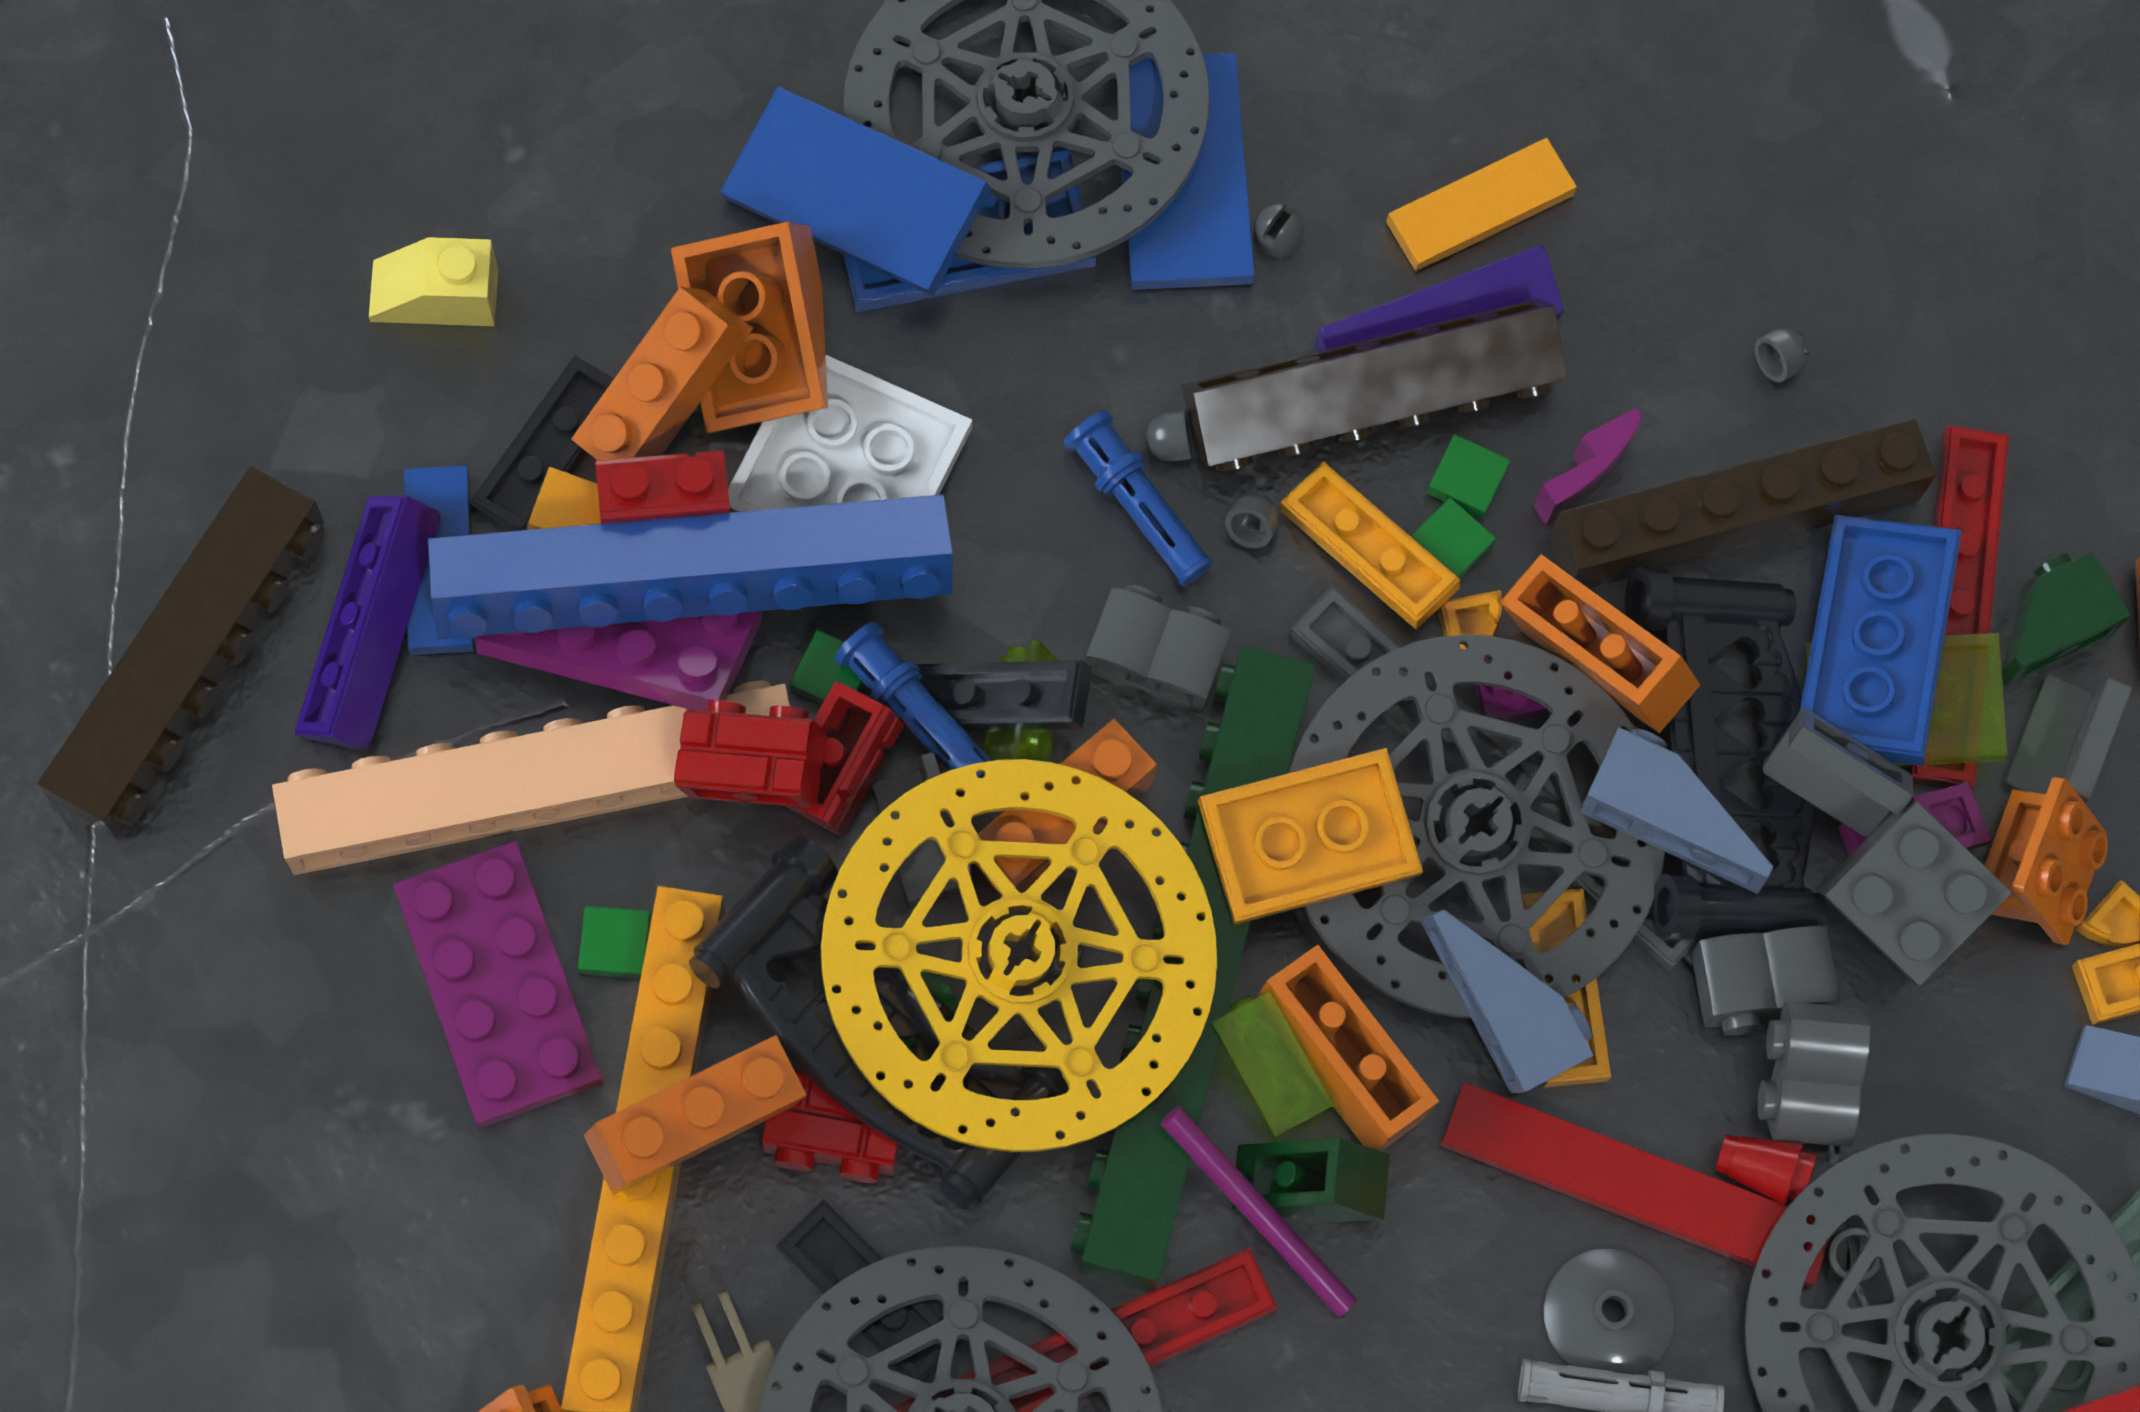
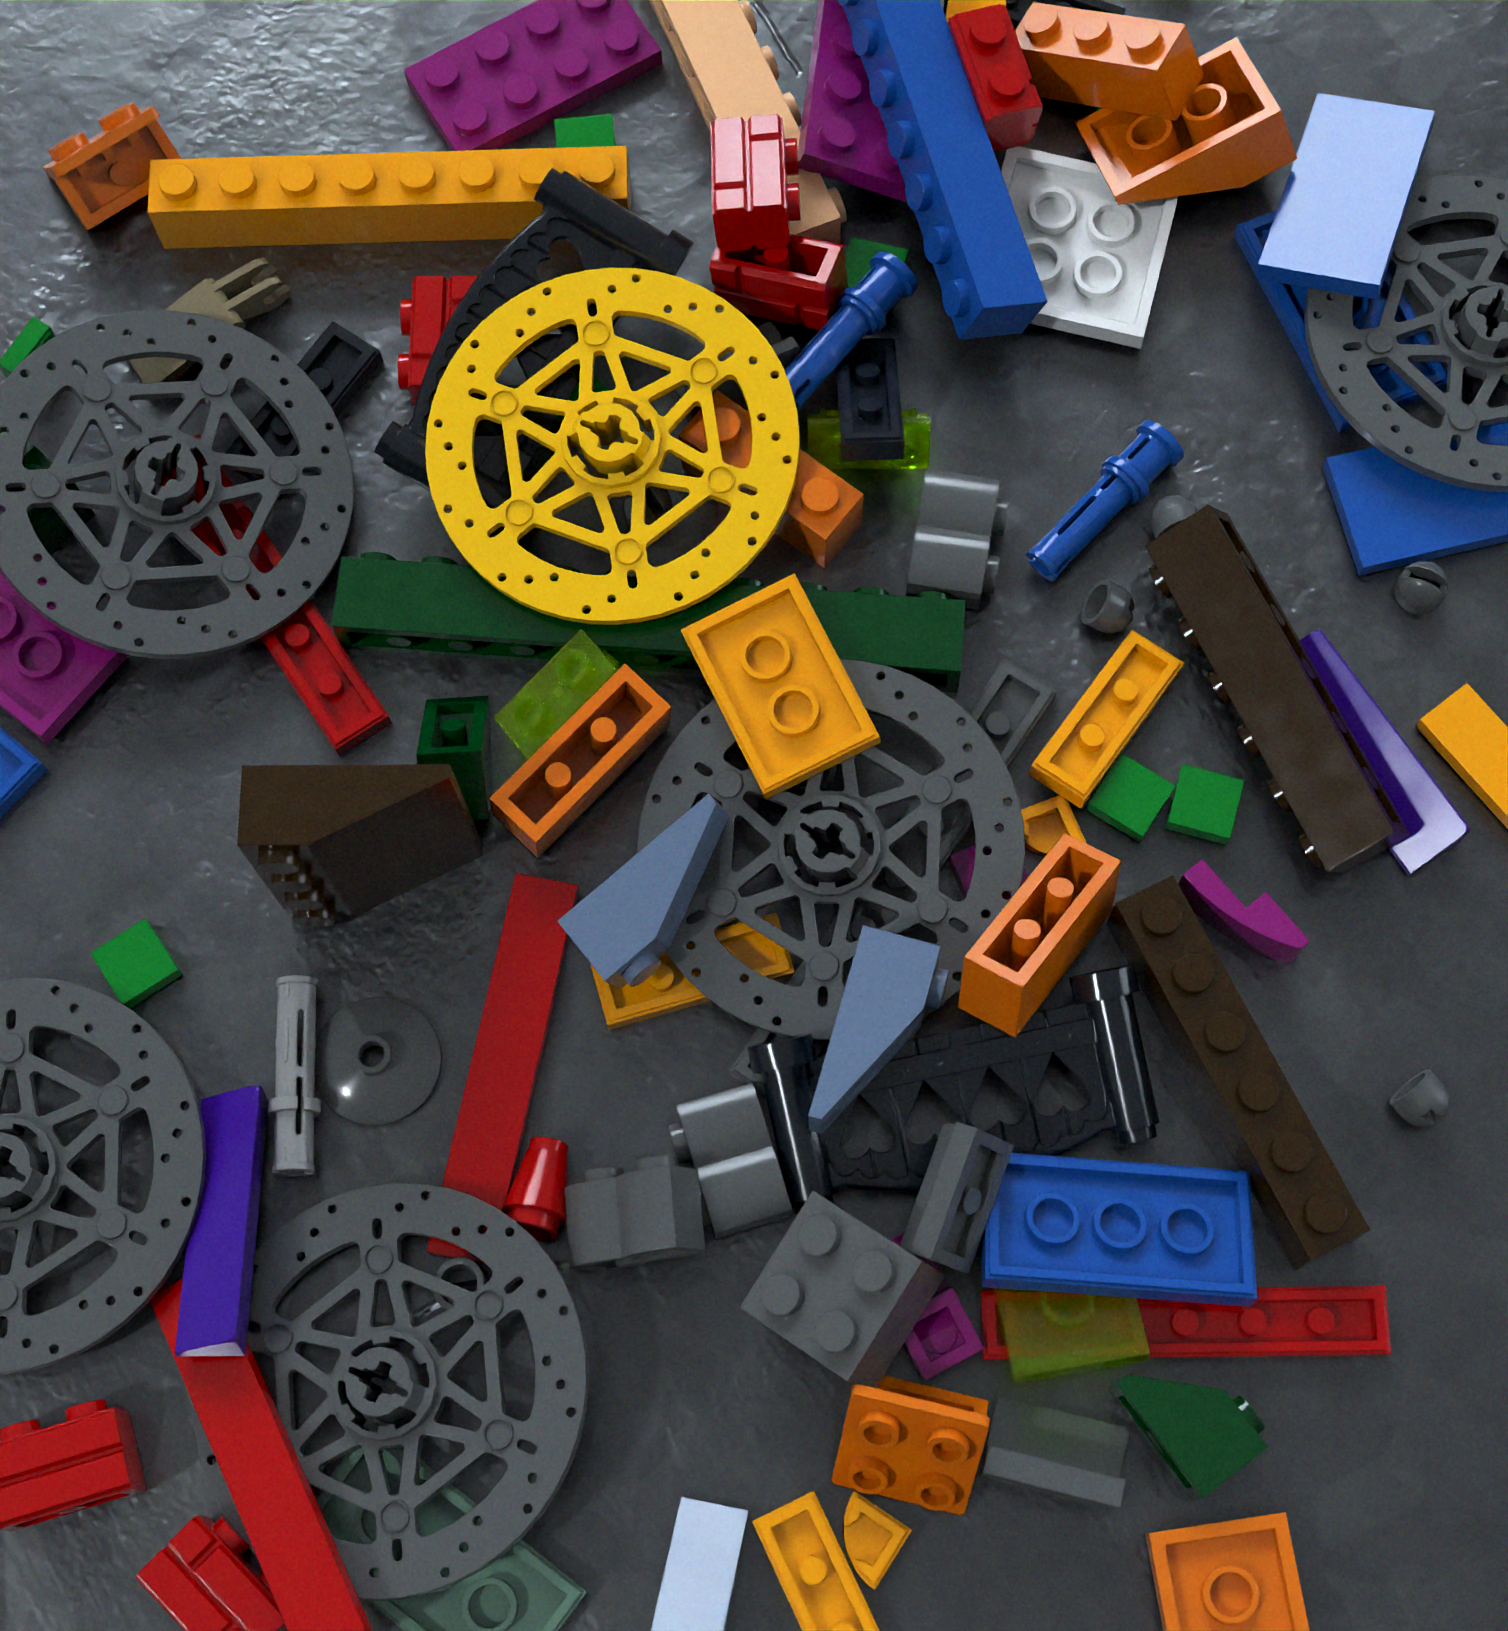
camera: 90 degrees right, 0 degrees up
(694, 1115) = (407, 193): orange brick -> none
(1258, 1211) = (430, 682): magenta bar -> none
(1432, 1274) = (351, 834): none -> dark brown slope

